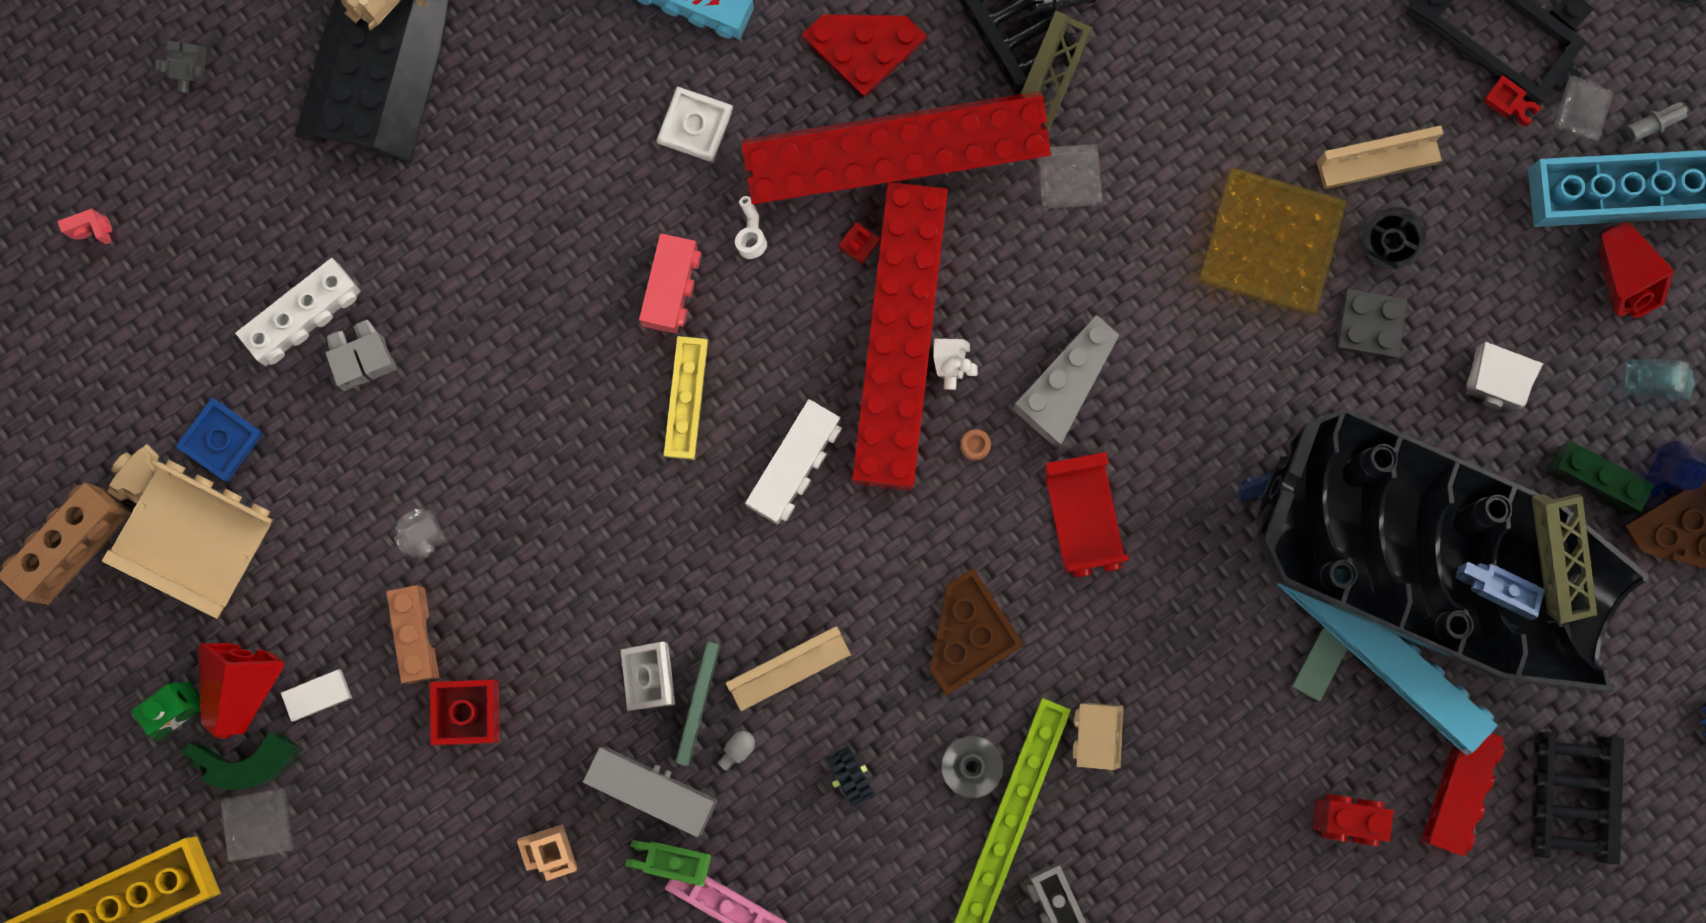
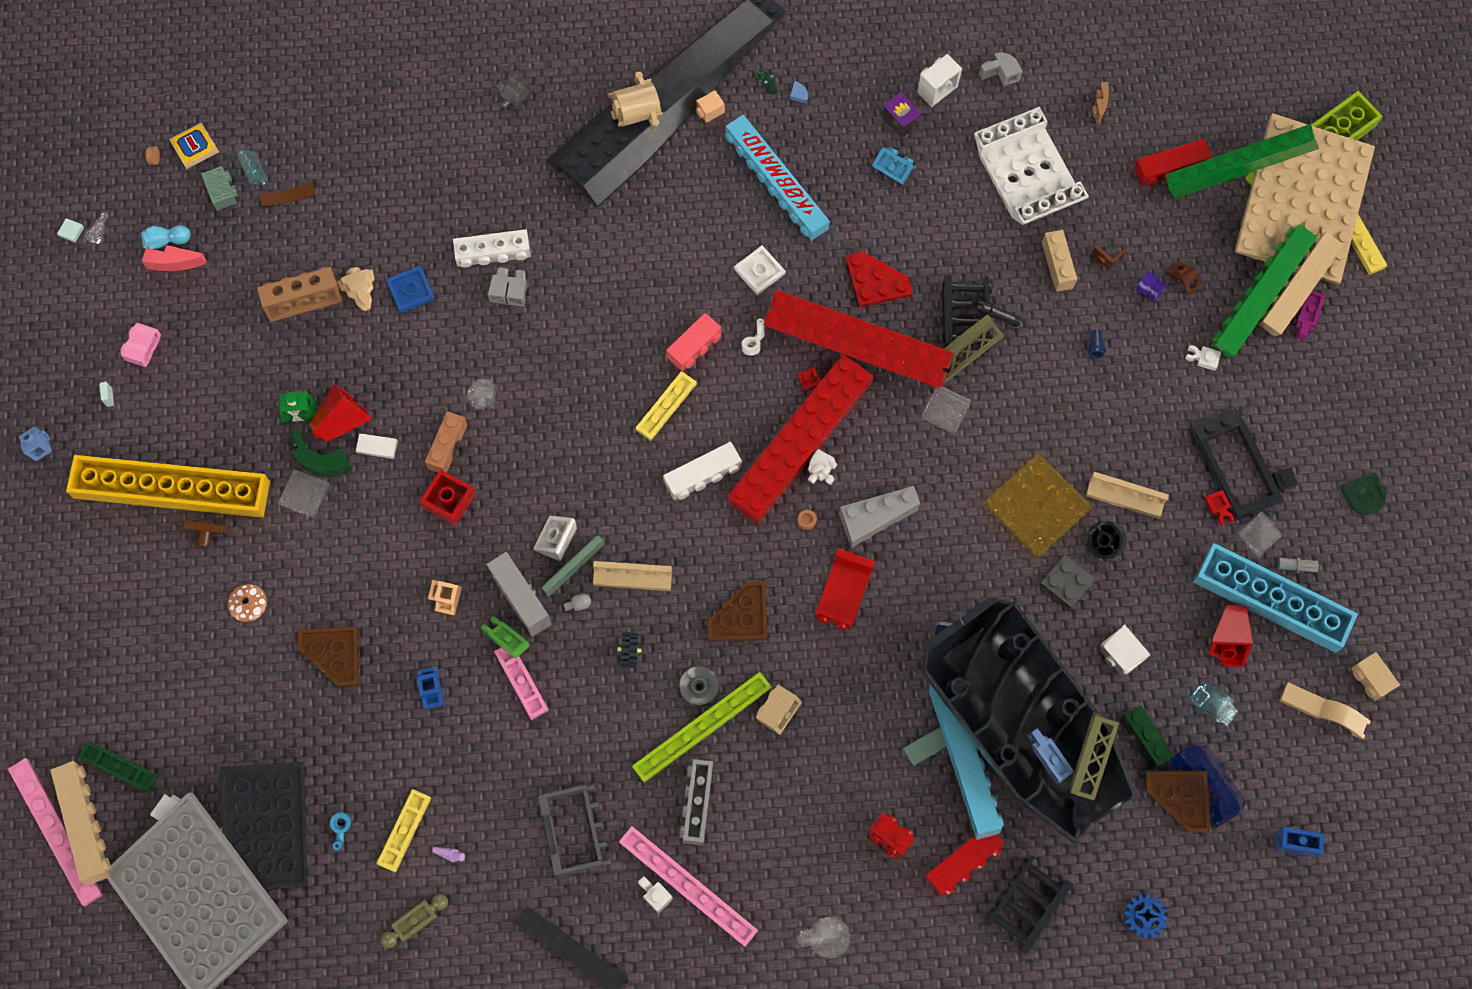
camera: 30 degrees right, 10 degrees down
(84, 223) = (412, 143): coral bracket -> none
(189, 539) = (364, 328): tan panel -> none

